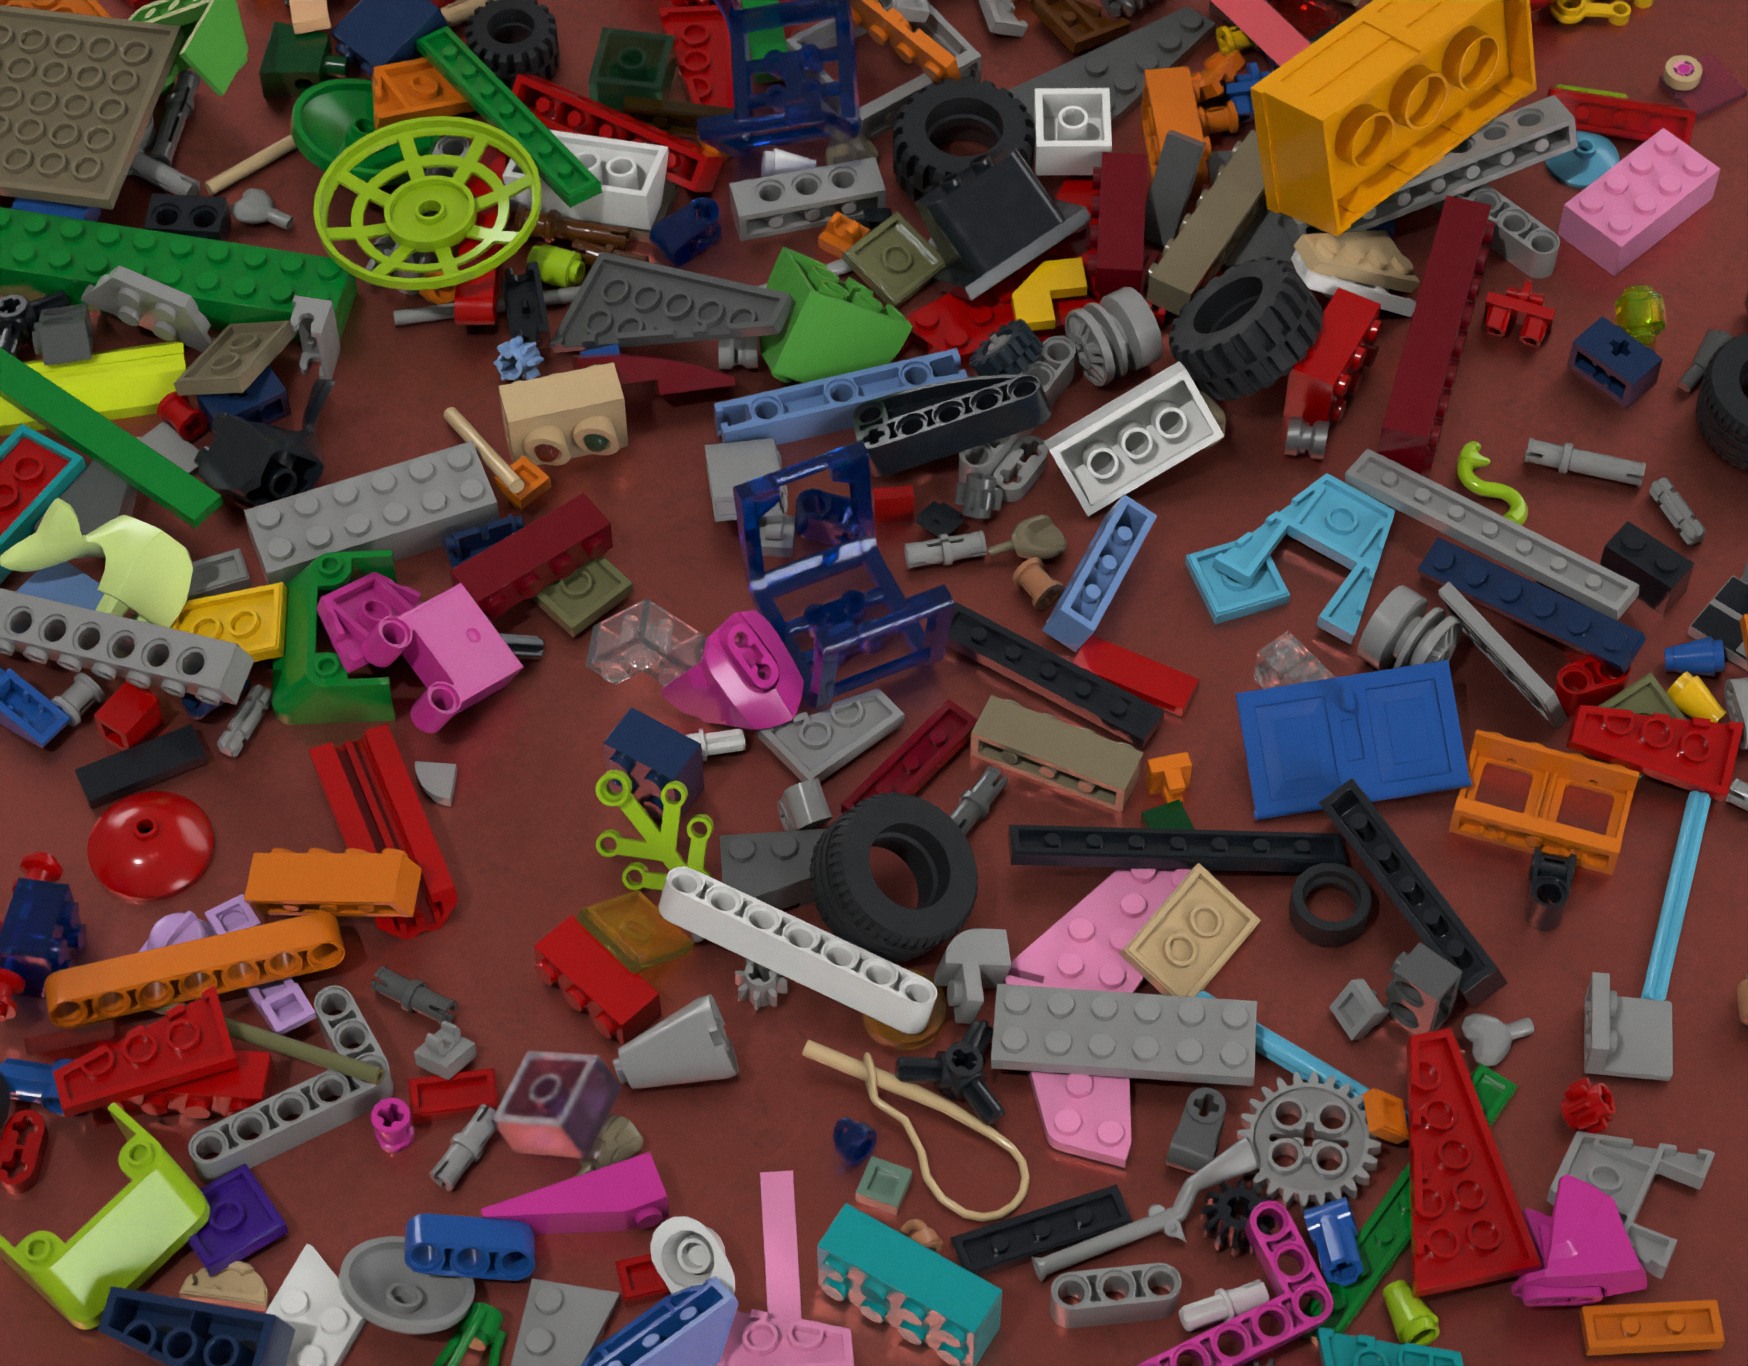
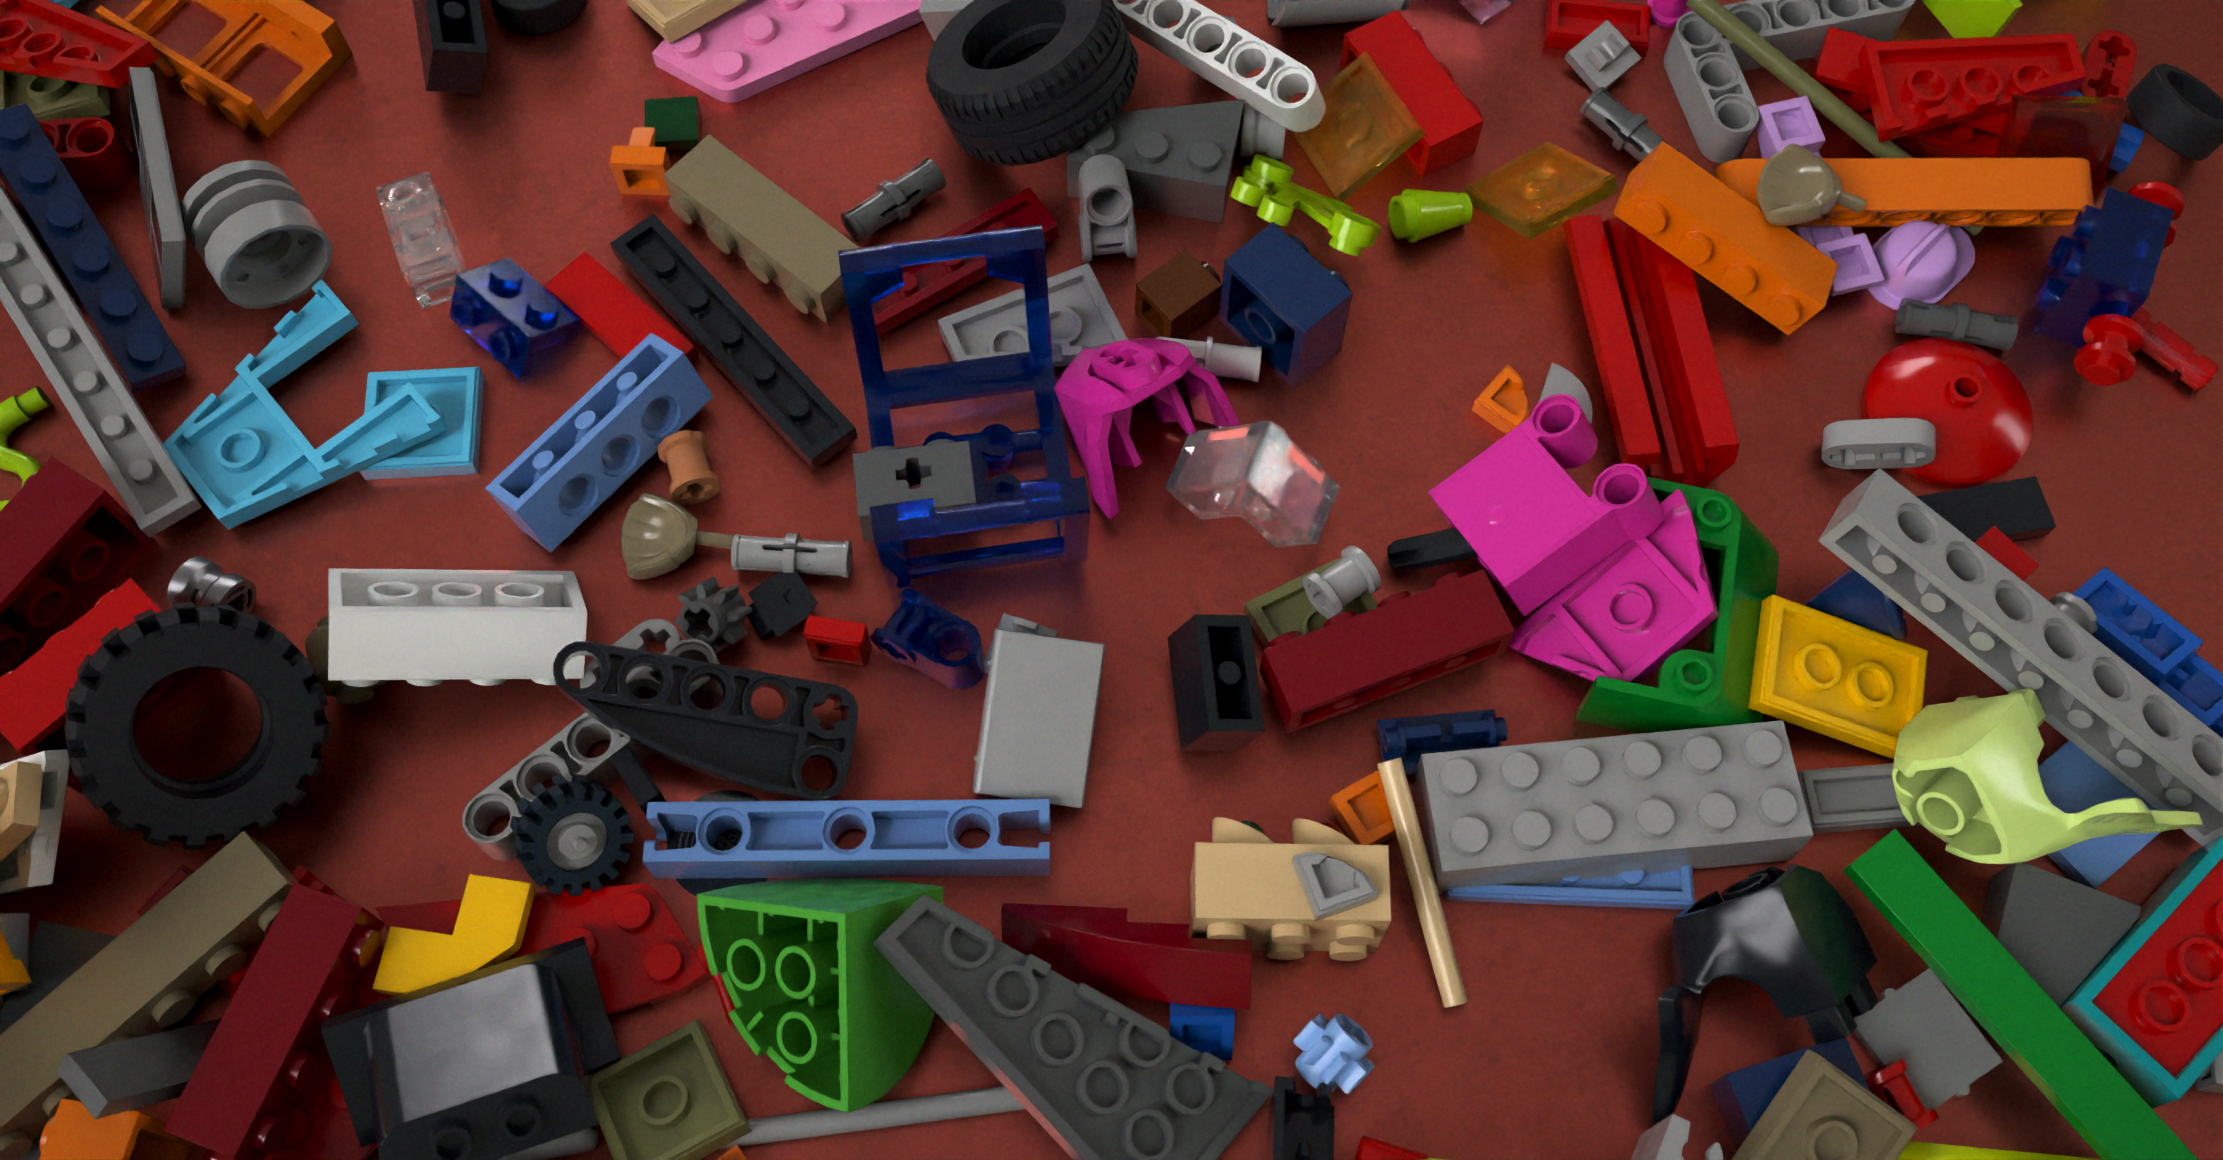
camera: 165 degrees left, 10 degrees up
(146, 903) = (1956, 323): none -> dark grey pin
(206, 785) = (1879, 443): none -> light grey beam
(245, 721) = (1807, 557): light grey axle -> none
(278, 914) = (1800, 188): none -> dark tan piece
(479, 917) = (1541, 189): none -> clear yellow tile
(480, 771) = (1503, 401): none -> orange tile
(536, 390) = (1332, 884): none -> light grey tile
(565, 887) = (1426, 213): none -> lime cone
(570, 592) = (1342, 582): none -> light grey bush
(639, 525) = (1215, 683): none -> black brick
(735, 775) = (1178, 296): none -> reddish brown brick
(871, 579) = (887, 474): none -> dark grey brick
(1114, 336) = (384, 817): light grey wheel -> none
(1172, 848) = (683, 71): black tile -> none
(1210, 656) = (510, 314): none -> clear blue bracket
(1382, 728) = (400, 133): blue door -> none

